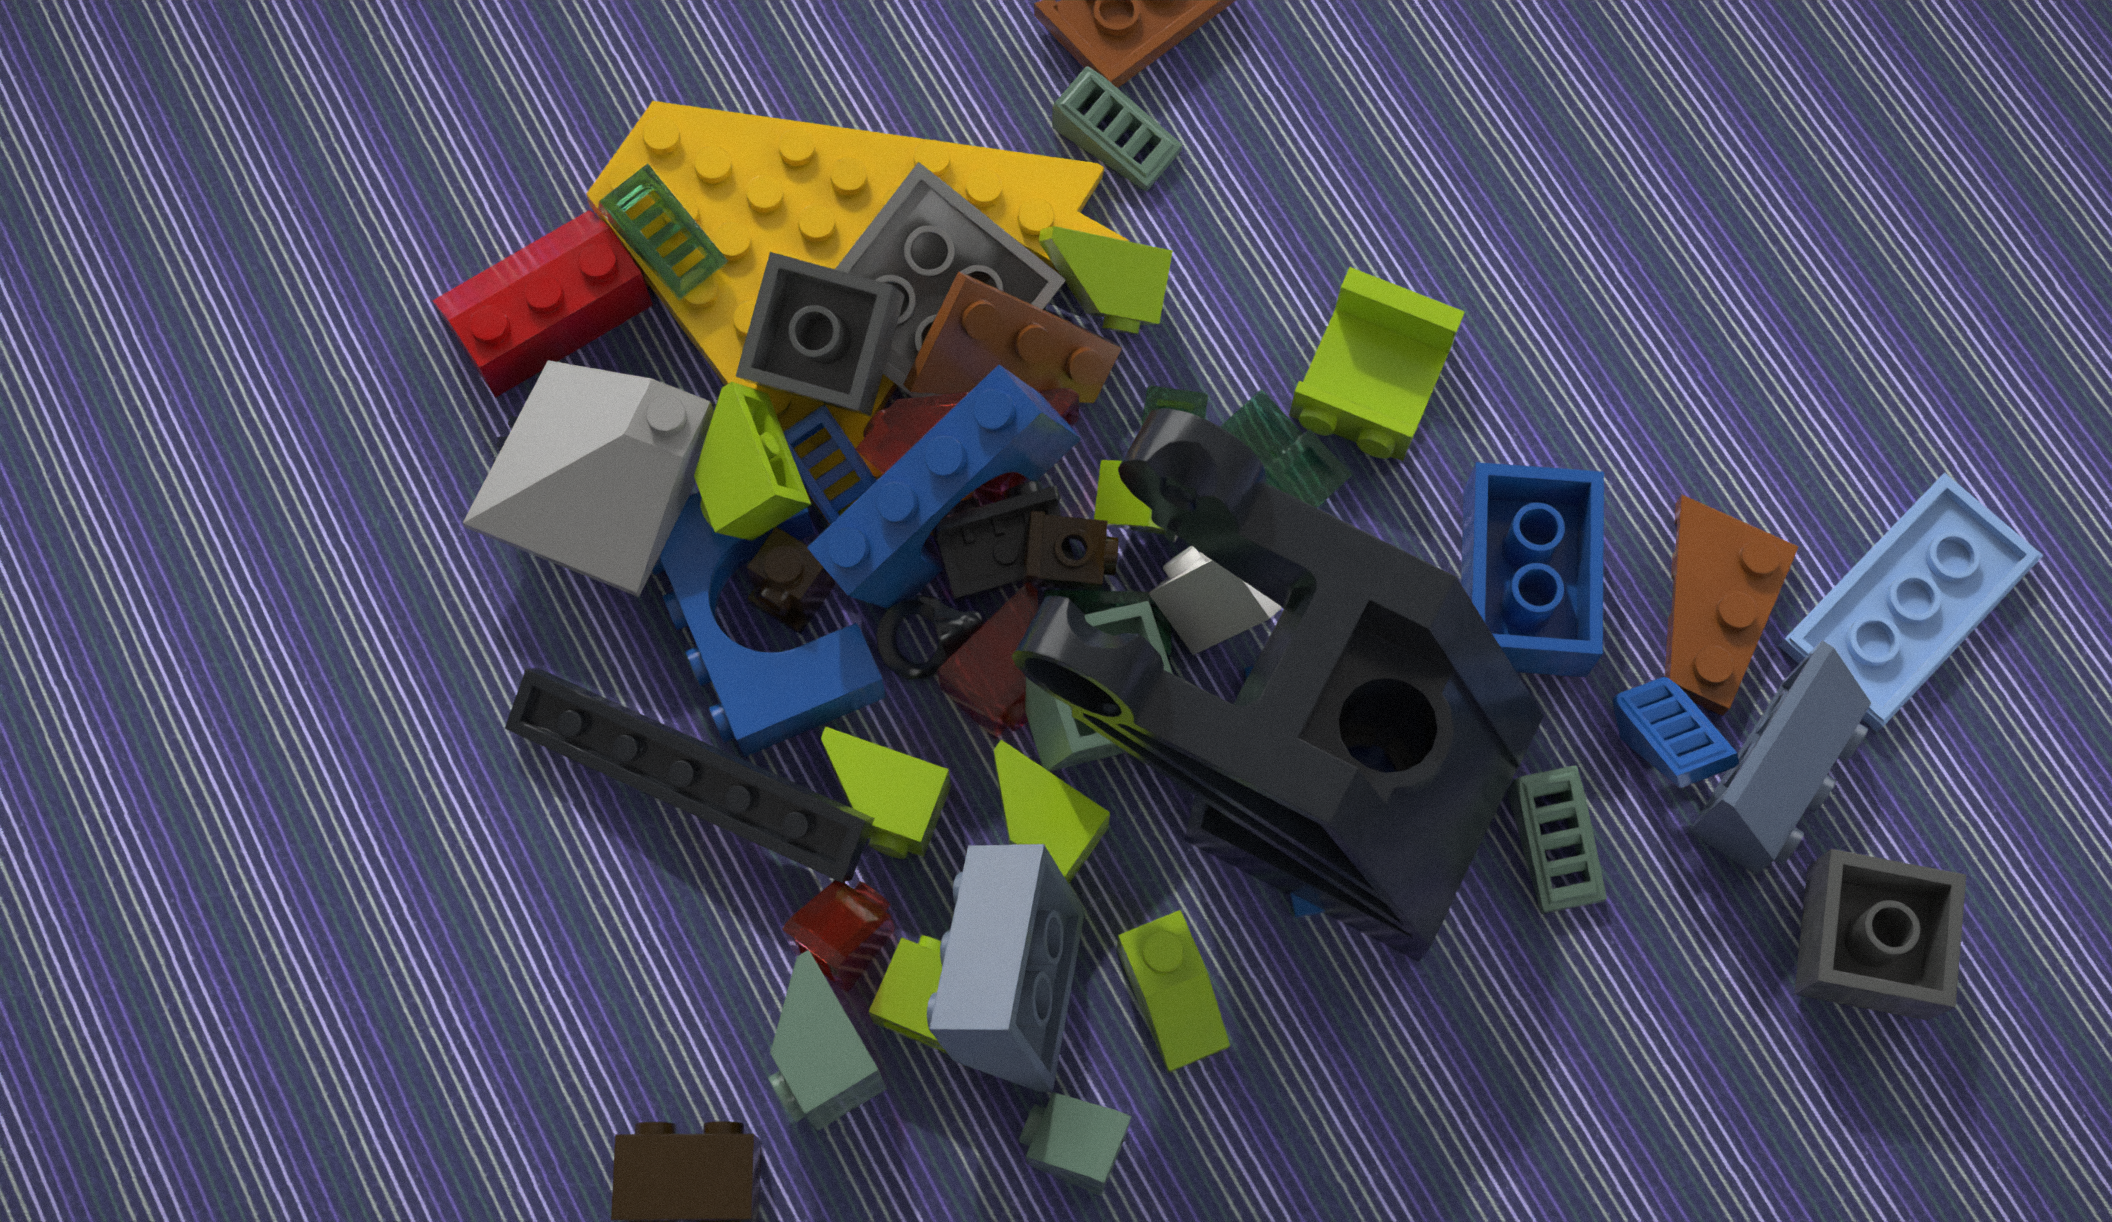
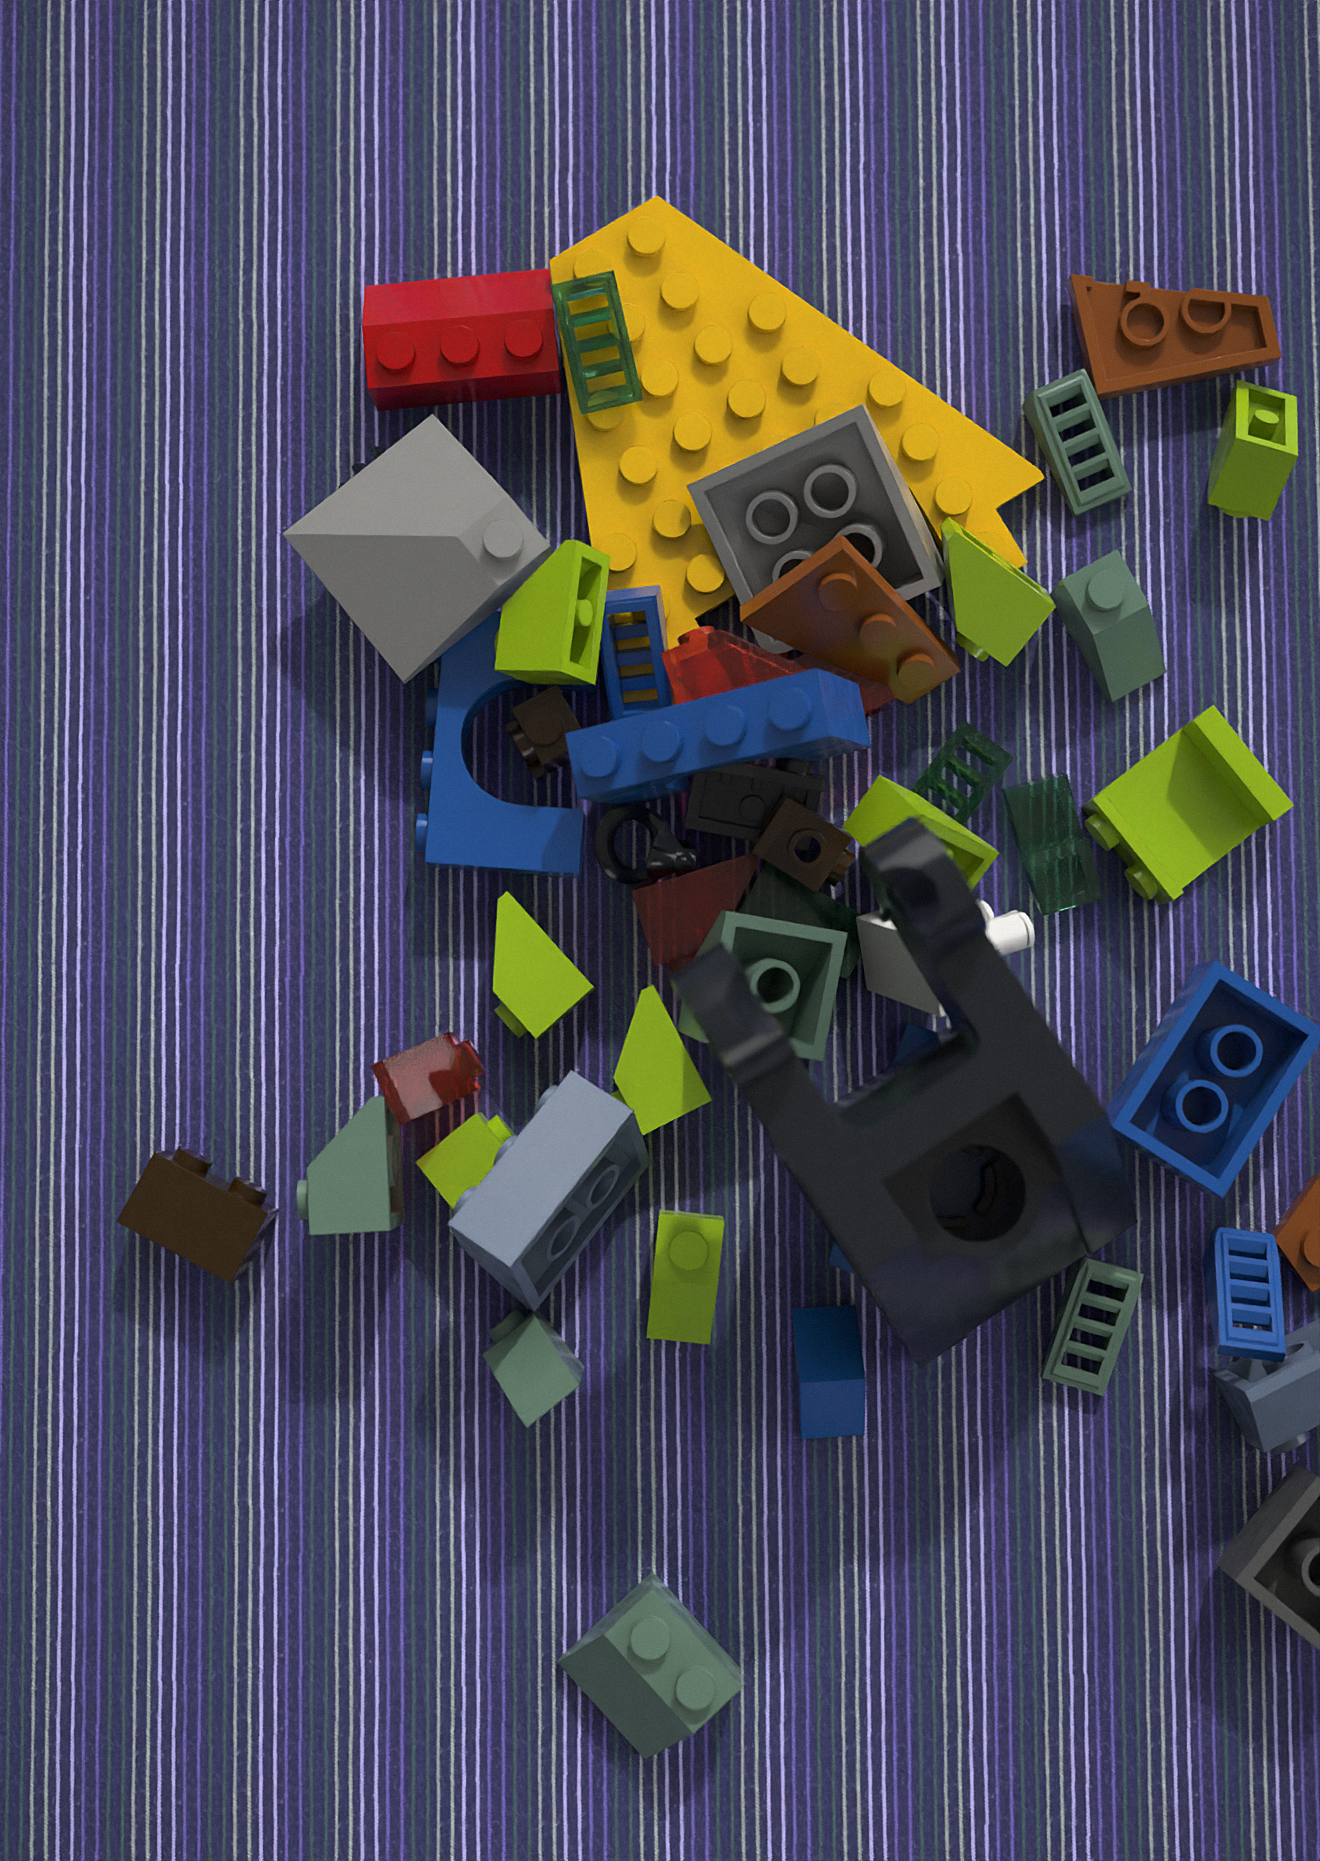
camera: 30 degrees right, 15 degrees up
(690, 774) = (369, 868): black plate -> none
(820, 334) = (684, 527): dark grey brick -> none
(1227, 253) = (1110, 625): none -> sand green slope
(1265, 66) = (1254, 451): none -> lime slope
(1353, 1011) = (829, 1371): none -> blue slope

